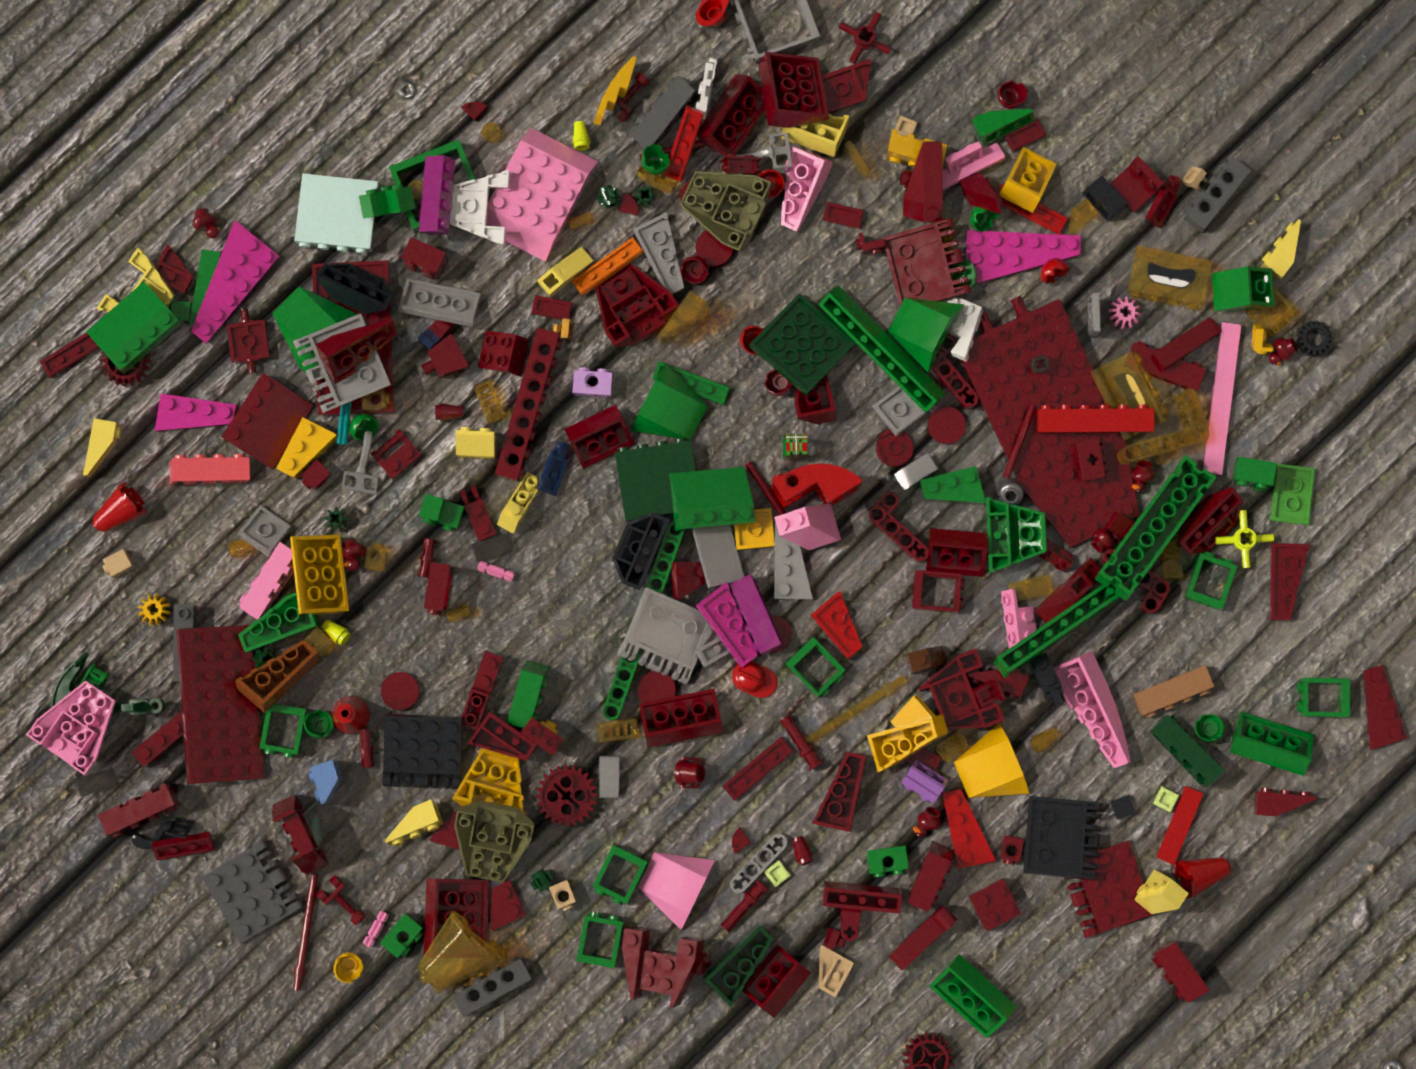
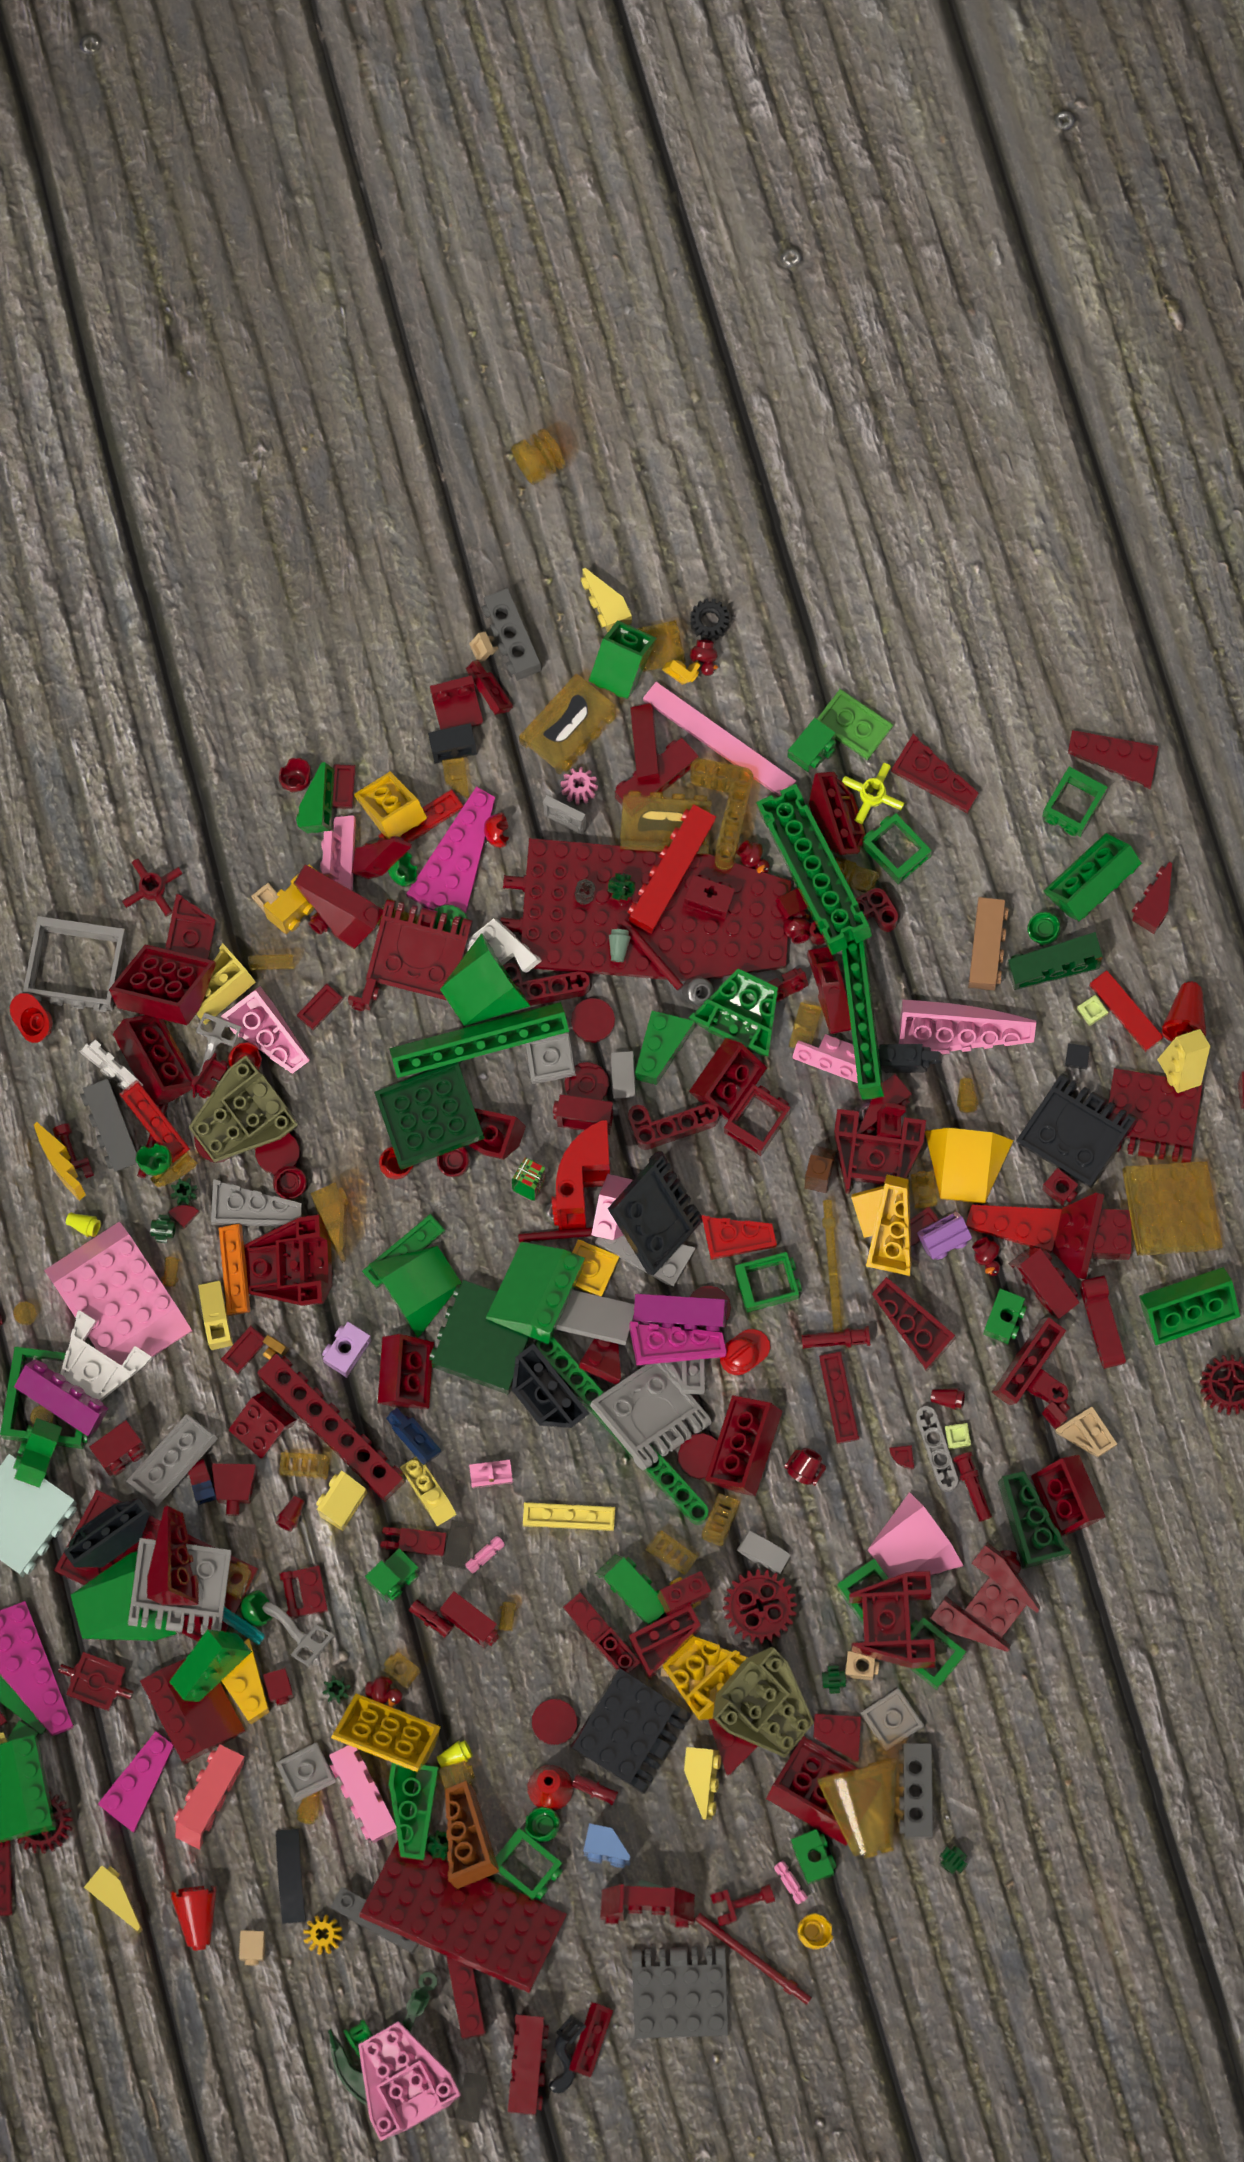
camera: 60 degrees left, 10 degrees down
(184, 561) = (290, 1876): none -> black slope
(299, 416) = (209, 1664): none -> green wedge
(455, 1041) = (953, 1860): none -> dark green gear
(536, 939) = (892, 1719): none -> light grey tile
(556, 542) = (491, 1473): none -> bright pink hips
(558, 617) = (569, 1516): none -> light yellow tile
(572, 691) = (676, 1546): none -> clear yellow slope
(603, 898) = (888, 1621): none -> dark red wedge
(817, 556) = (654, 1213): none -> black hinge
(867, 459) = (581, 1112): none -> dark red window
(980, 882) = (1077, 1233): none -> dark red wing
(1012, 413) = (619, 943): none -> sand green cone
(1041, 943) = (1172, 1208): none -> clear yellow plate
(1058, 389) = (621, 886): none -> dark green gear
(1371, 134) = (540, 455): none -> clear yellow wheel

